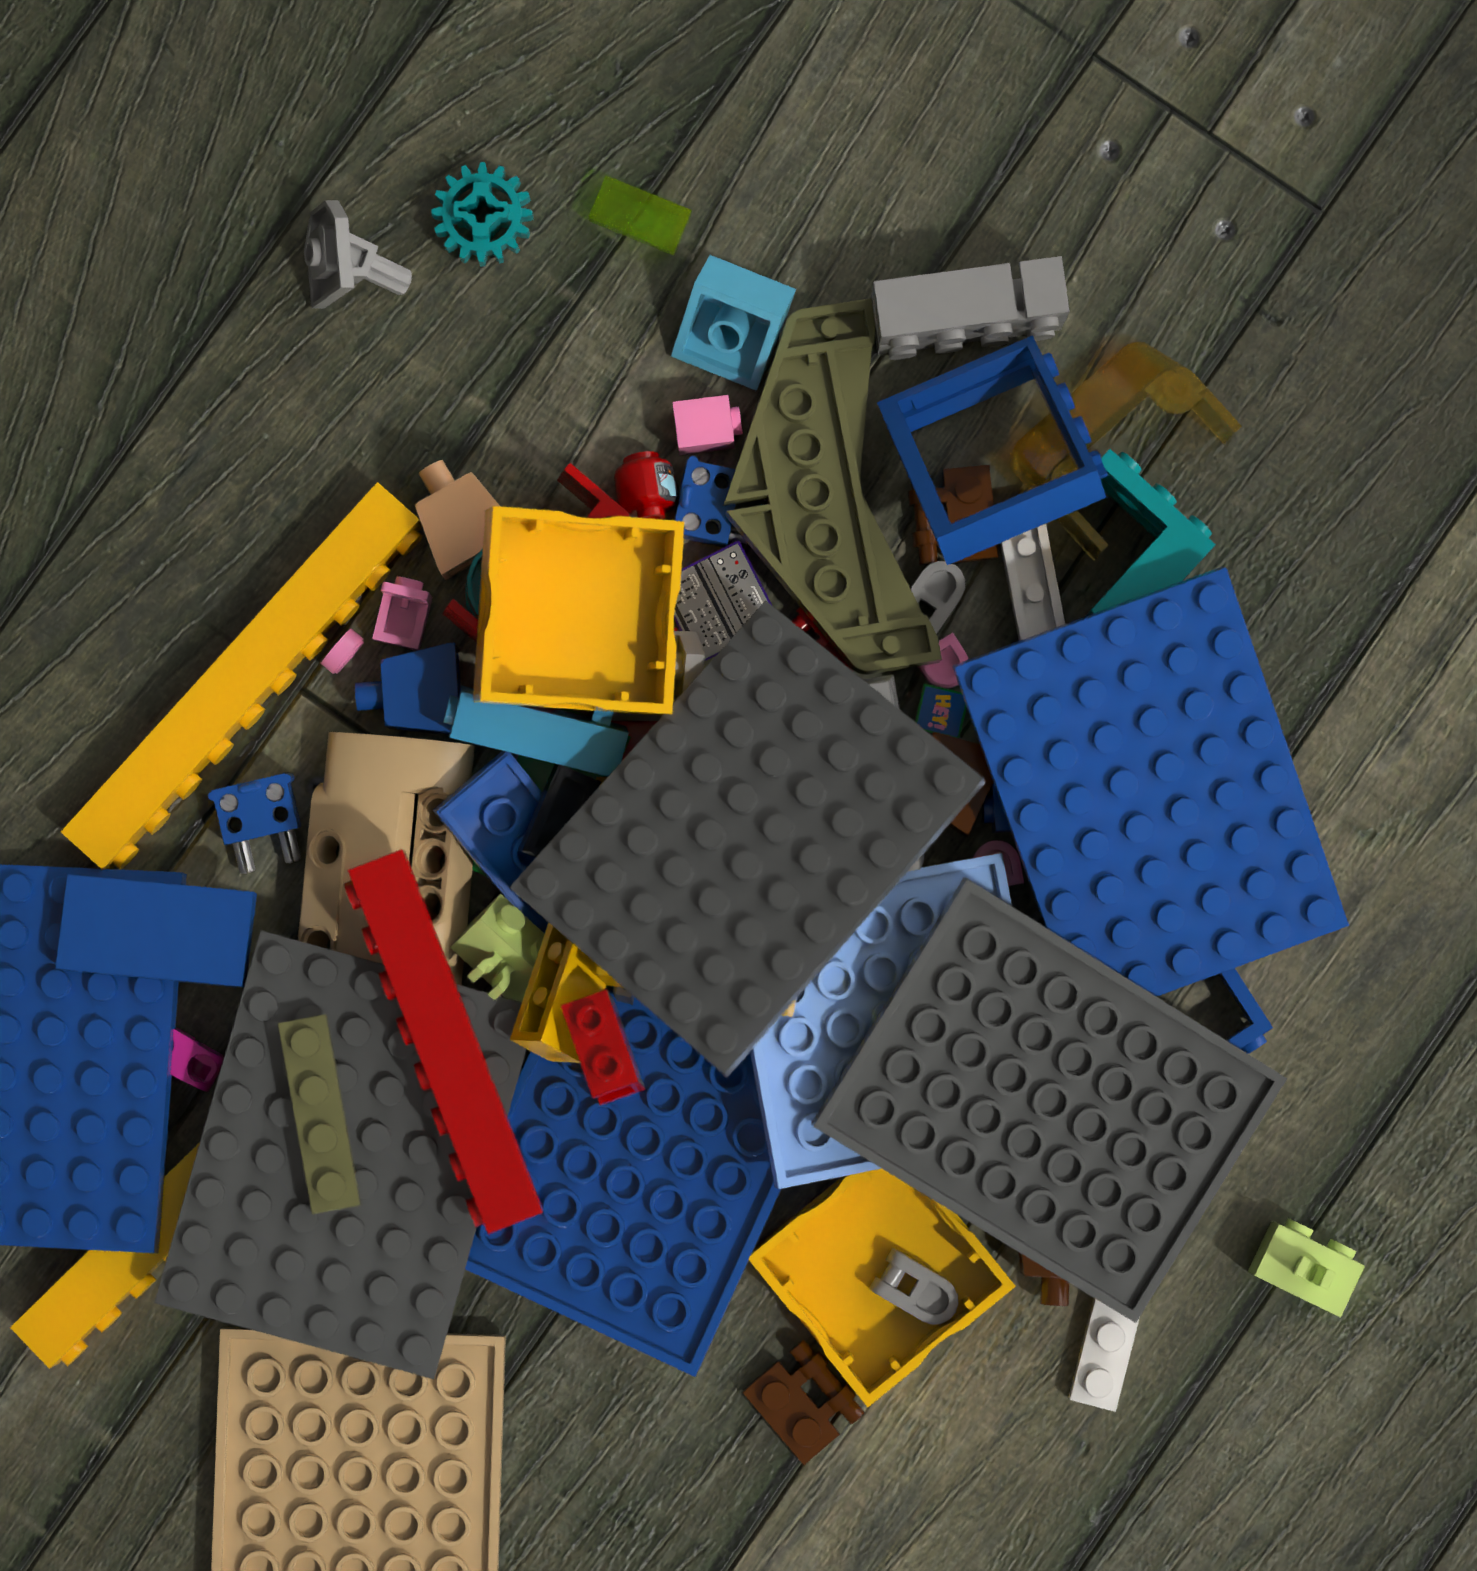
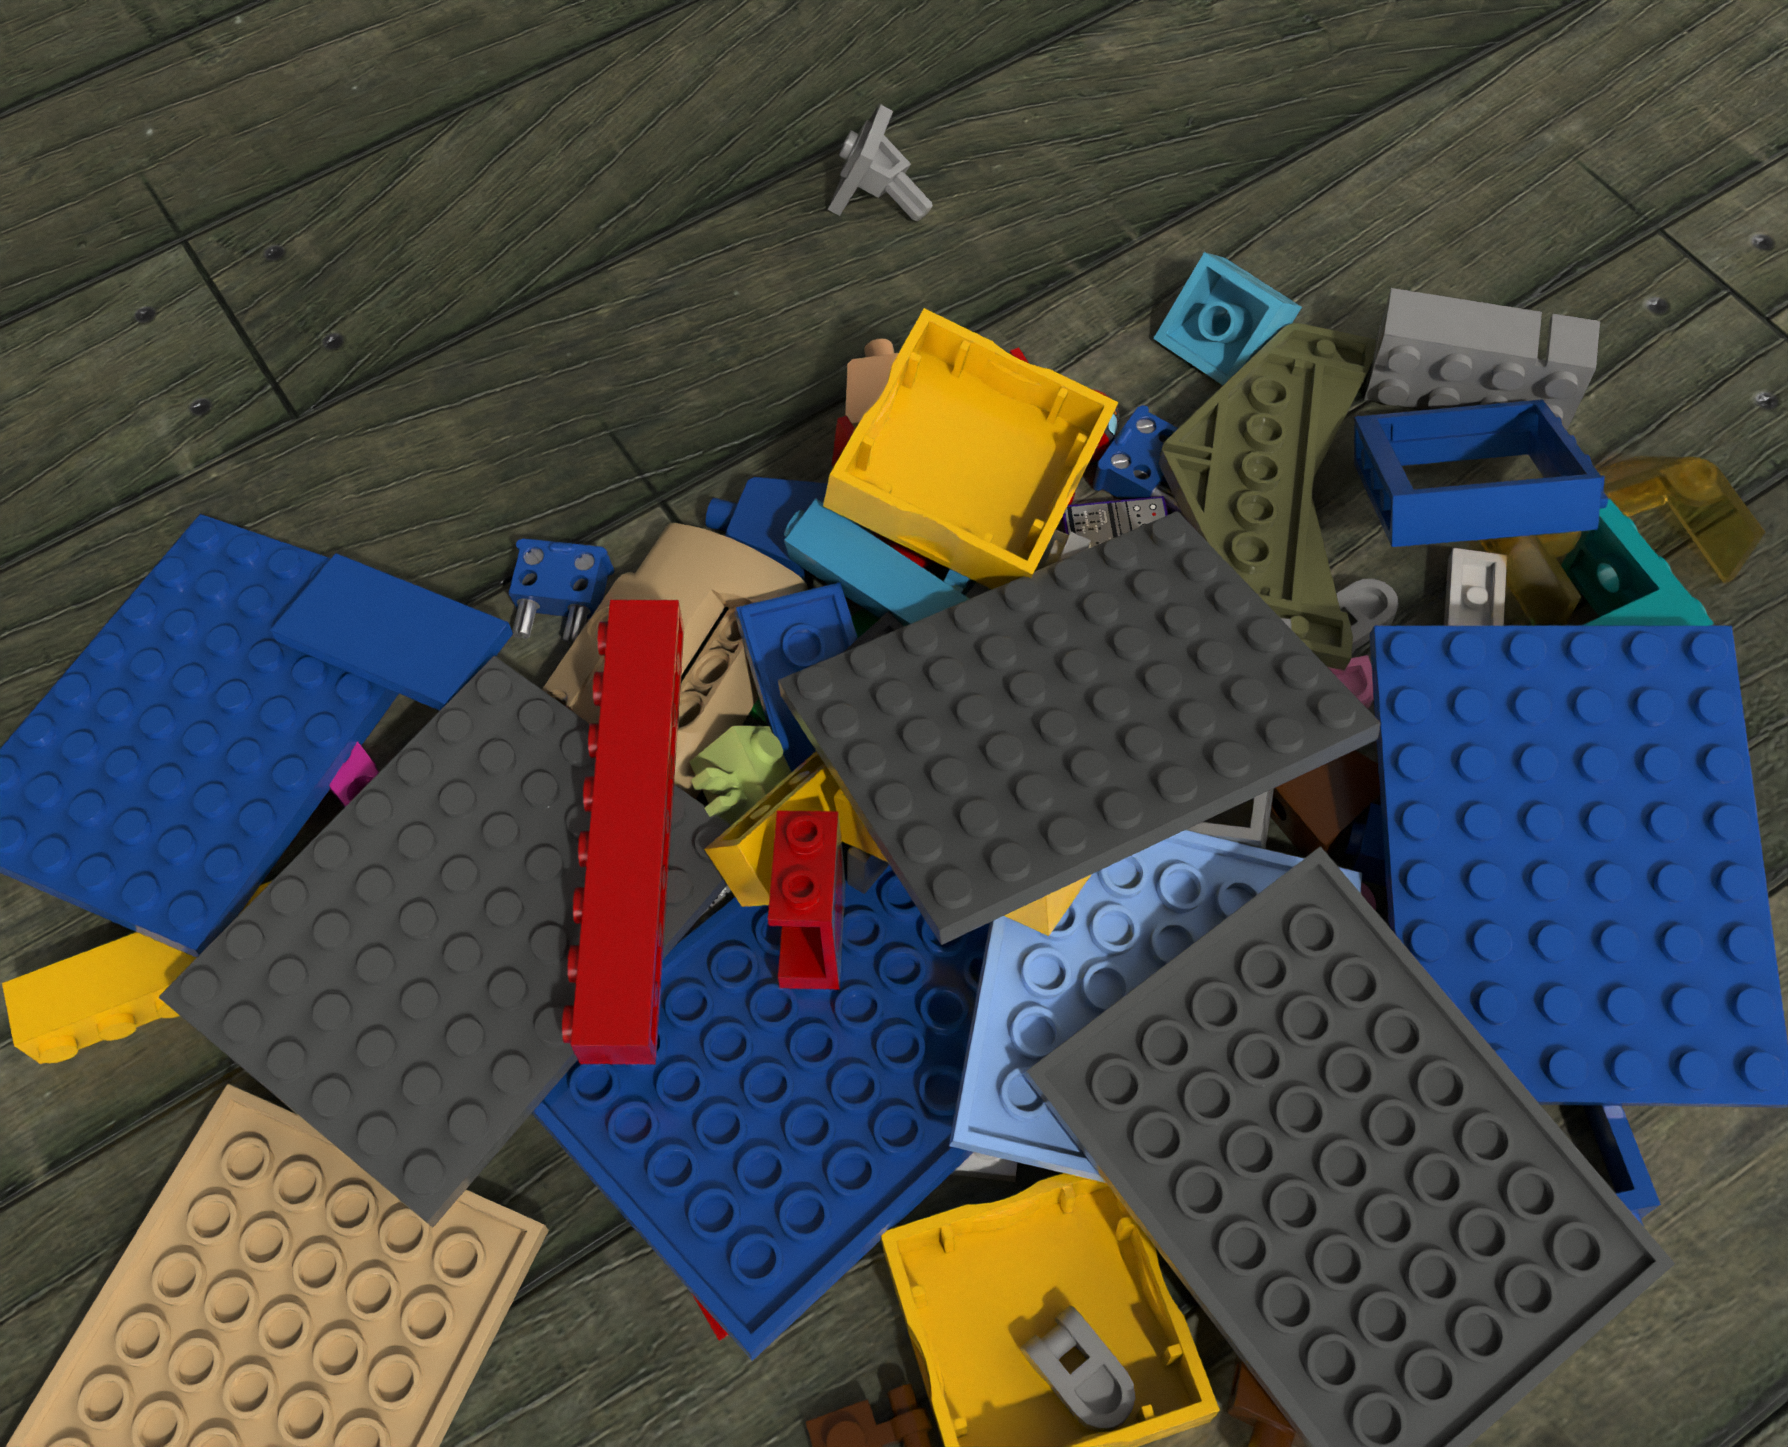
camera: 25 degrees right, 25 degrees down
(243, 678) = (605, 463): yellow brick -> none
(319, 1114) = (451, 856): olive plate -> none
(342, 651) = (716, 470): bright pink tile -> none
(402, 613) = (796, 452): bright pink bracket -> none
(501, 214) = (1018, 176): teal gear -> none
(640, 215) = (1168, 220): clear neon green plate -> none
(706, 424) = (1168, 388): bright pink brick -> none
(964, 494) = (1413, 572): reddish brown plate -> none

